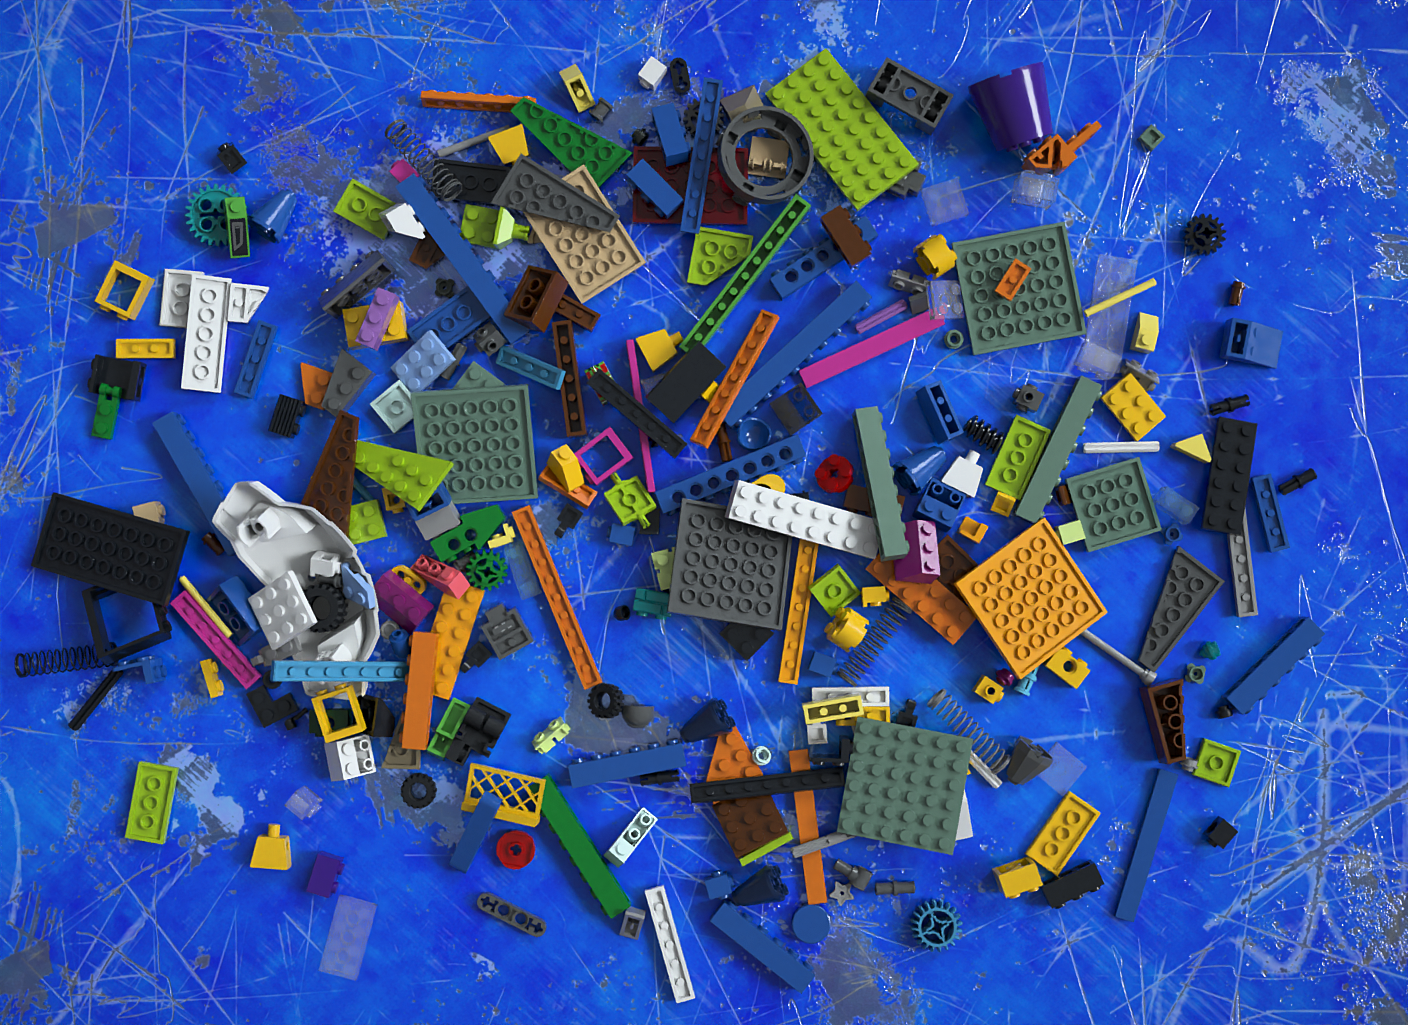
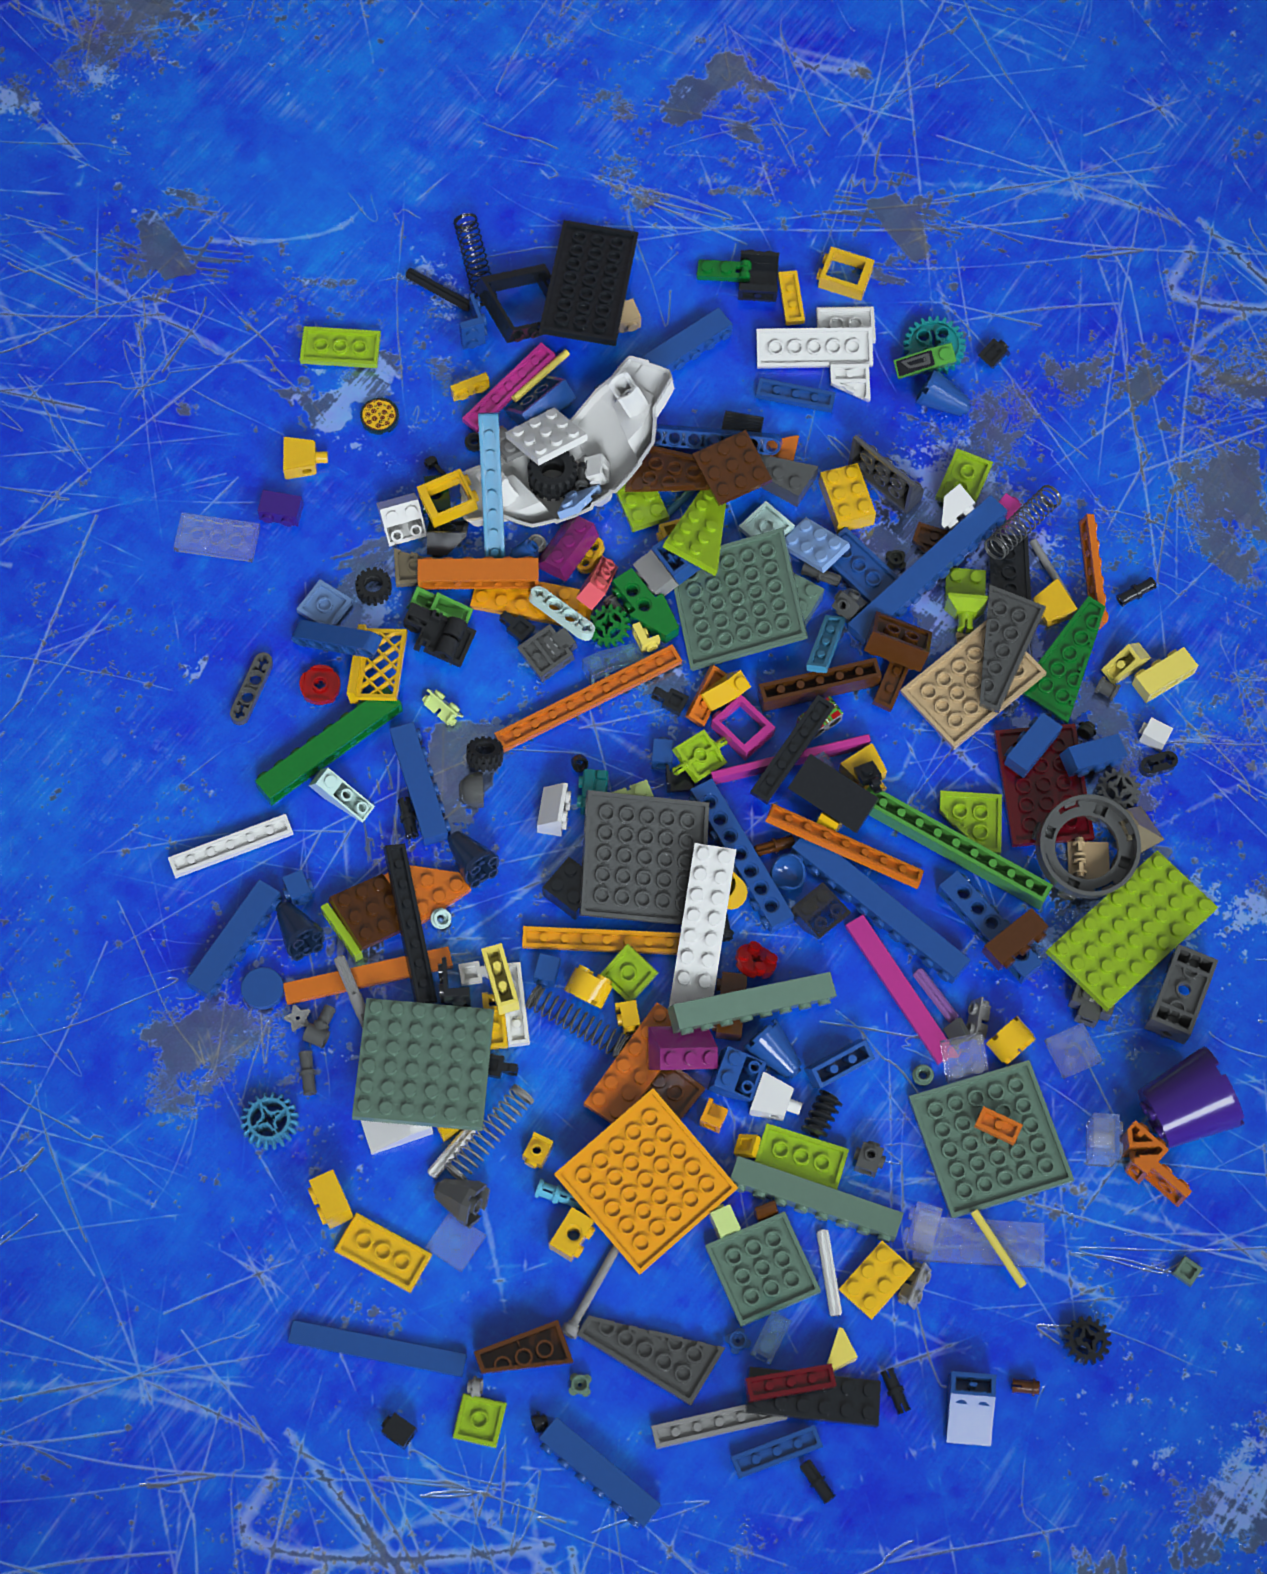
camera: 80 degrees right, 20 degrees down
(213, 543) = (605, 374): reddish brown pin -> none
(232, 769) = (379, 416): none -> tile
(269, 710) = (443, 443): black plate -> none
(297, 436) = (704, 437): none -> blue beam
(304, 803) = (352, 478): clear brick -> none
(338, 432) = (732, 468): none -> reddish brown plate
(377, 319) = (852, 491): medium lavender brick -> none
(434, 838) = (324, 604): none -> medium blue plate
(472, 616) = (539, 596): none -> light aqua beam
(503, 64) = (1136, 591): none -> black pin
(592, 54) = (1164, 674): none -> light yellow brick
(632, 922) = (251, 806): light grey slope -> none
(669, 642) = (554, 809): none -> white slope
(671, 345) = (869, 775): none -> black plate
(701, 155) = (1073, 785): blue plate -> none
(1004, 677) = (552, 1166): magenta plate -> none
(1072, 884) = (325, 1266): black brick -> none
(1145, 333) = (963, 1284): light yellow slope -> none
(1210, 650) = (609, 1399): teal plate -> none
(1223, 495) = (790, 1382): none -> dark red plate

